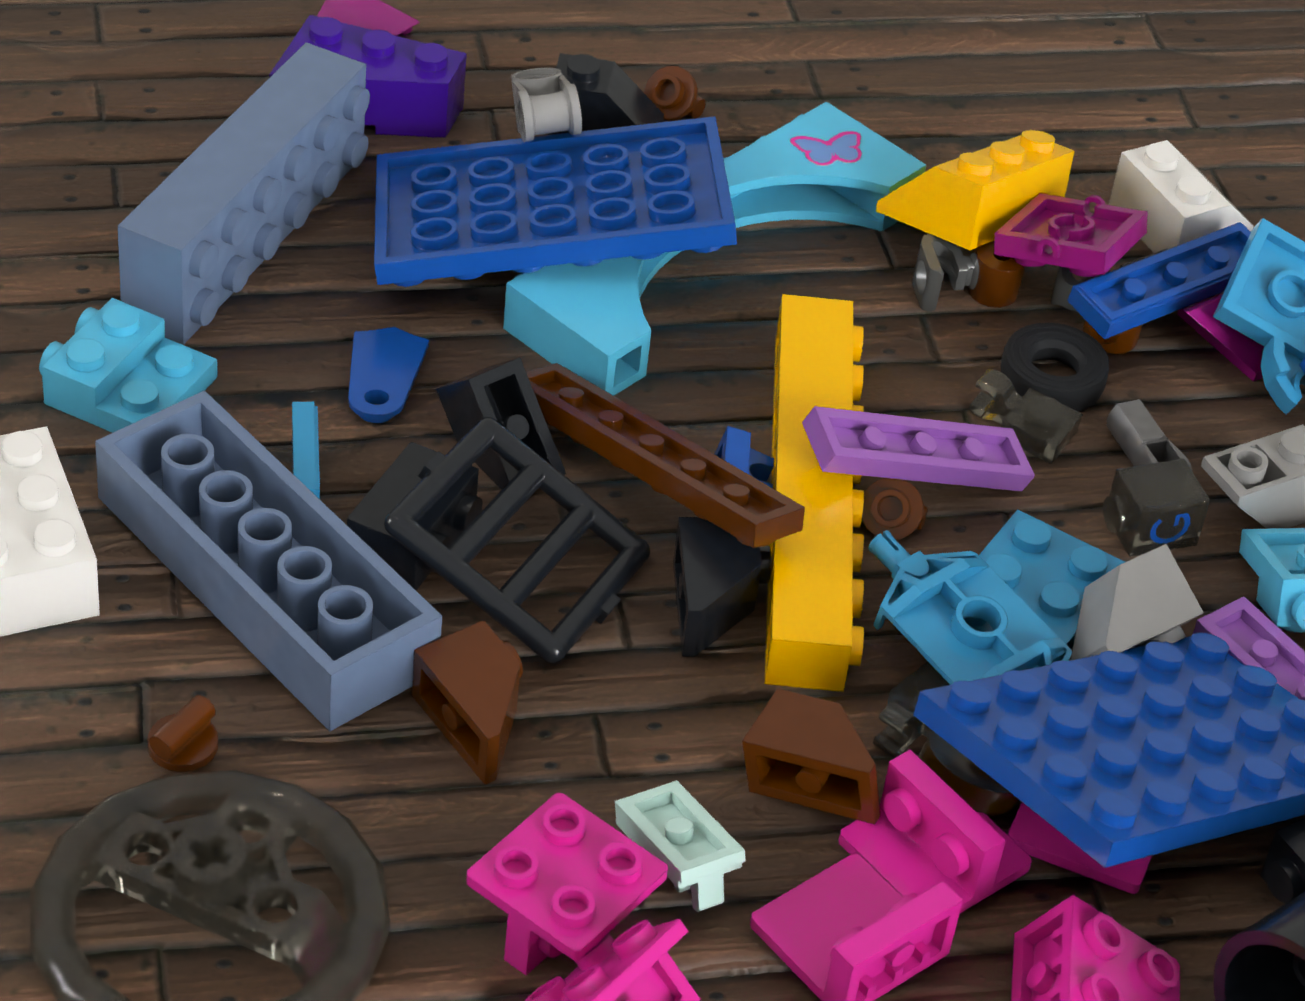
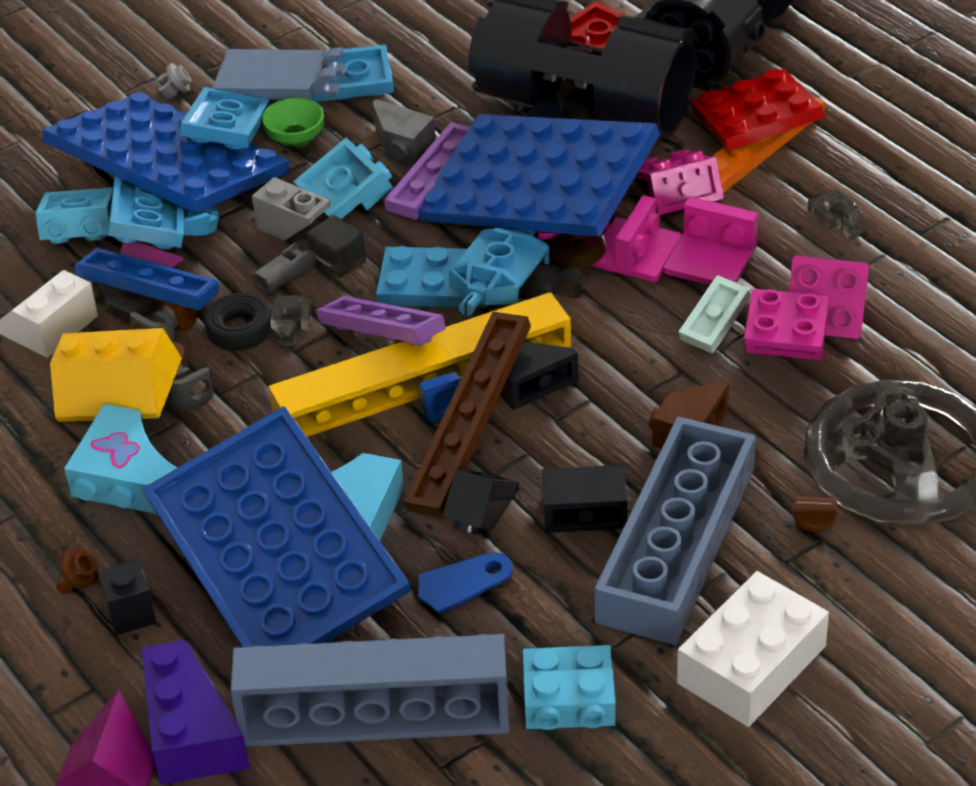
camera: 110 degrees left, 0 degrees up
(306, 445) = (581, 559): dark azure tile -> none
(505, 603) = (541, 435): black bar -> none
(545, 103) = (186, 573): light grey piece -> none
(811, 757) = (623, 291): reddish brown slope -> none
(1069, 235) = (149, 305): magenta plate -> none
(1135, 606) = (436, 224): light grey slope -> none

